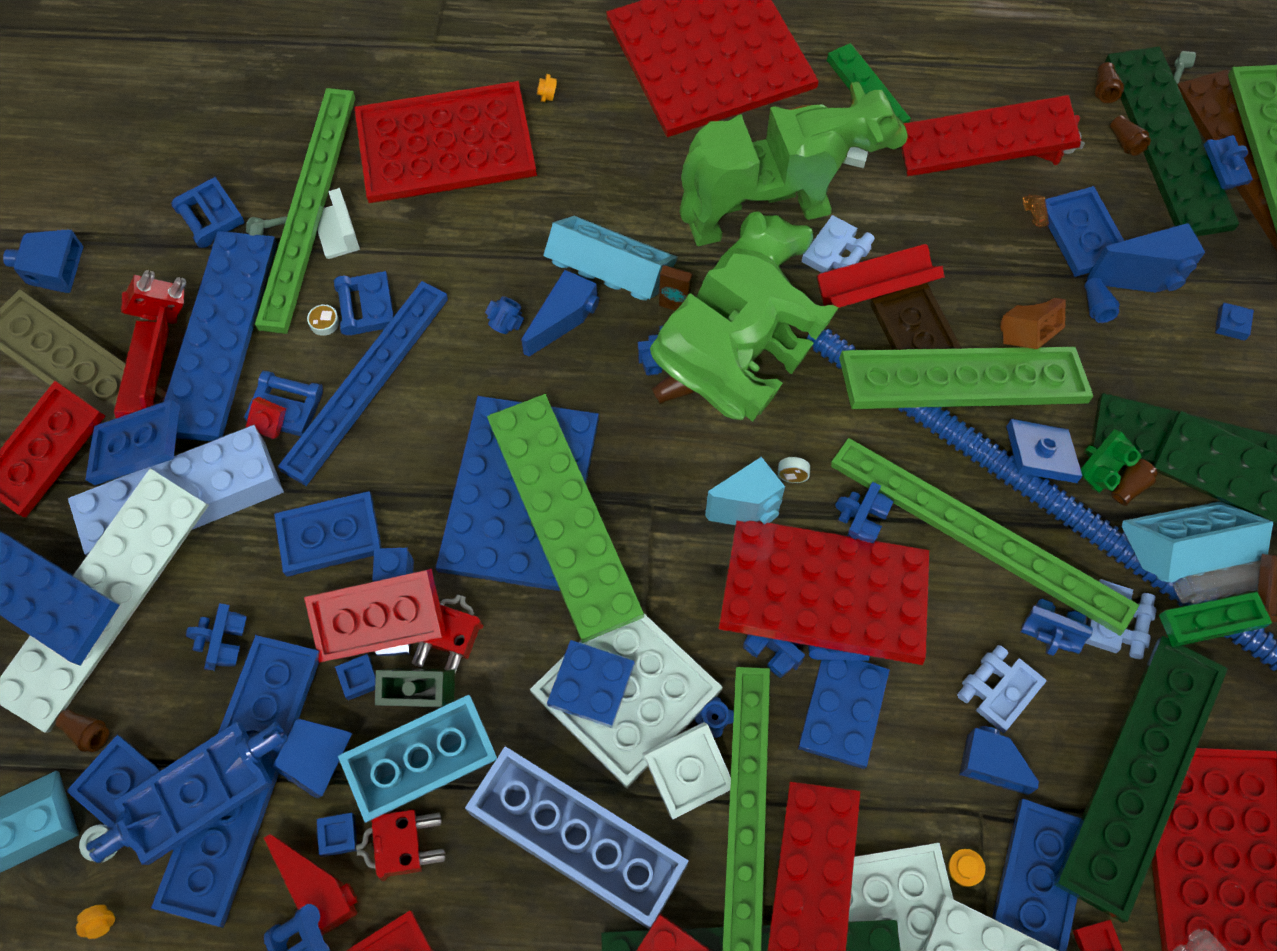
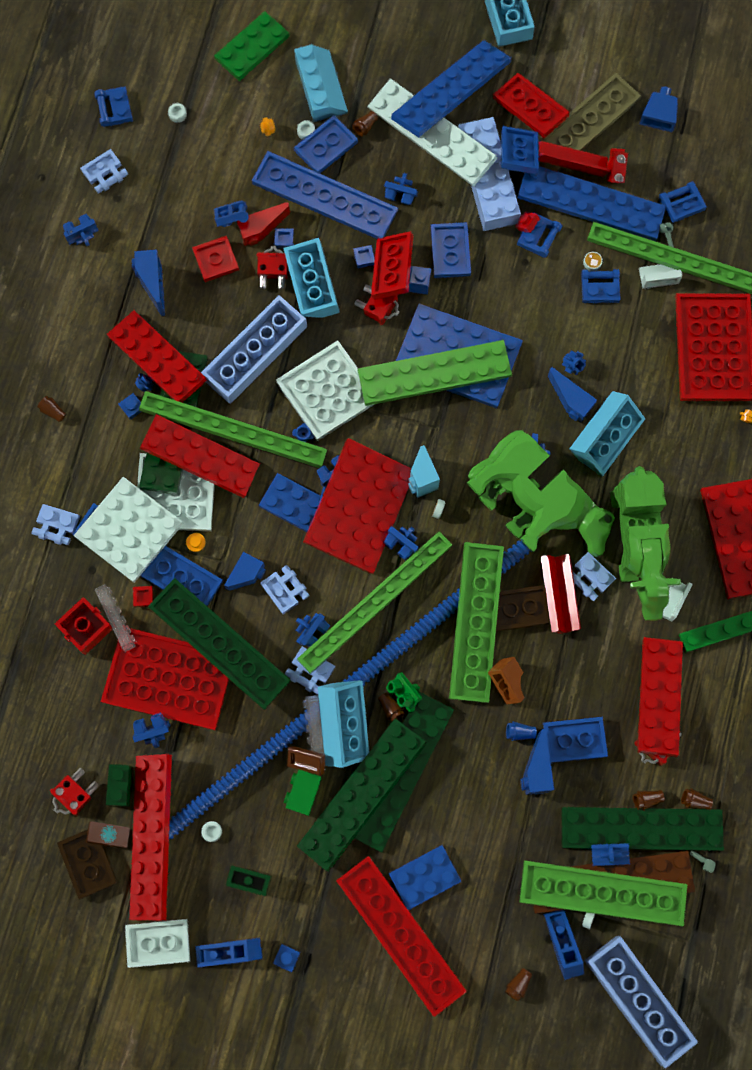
camera: 100 degrees right, 10 degrees up
(190, 794) = (316, 169): blue plate -> none
(310, 755) = (326, 226): blue torso -> none
(362, 384) = (545, 280): blue plate -> none
(414, 687) = (349, 281): dark green brick -> none
(591, 683) = (332, 370): blue plate -> none
(673, 287) = (571, 461): reddish brown tile -> none
(688, 770) = (276, 410): light aqua plate -> none
(1038, 208) = (598, 712): clear orange tile -> none
(1043, 451) = (420, 656): plate -> none
(1215, 619) = (292, 711): green plate -> none
(1234, 321) = (490, 816): blue plate -> none

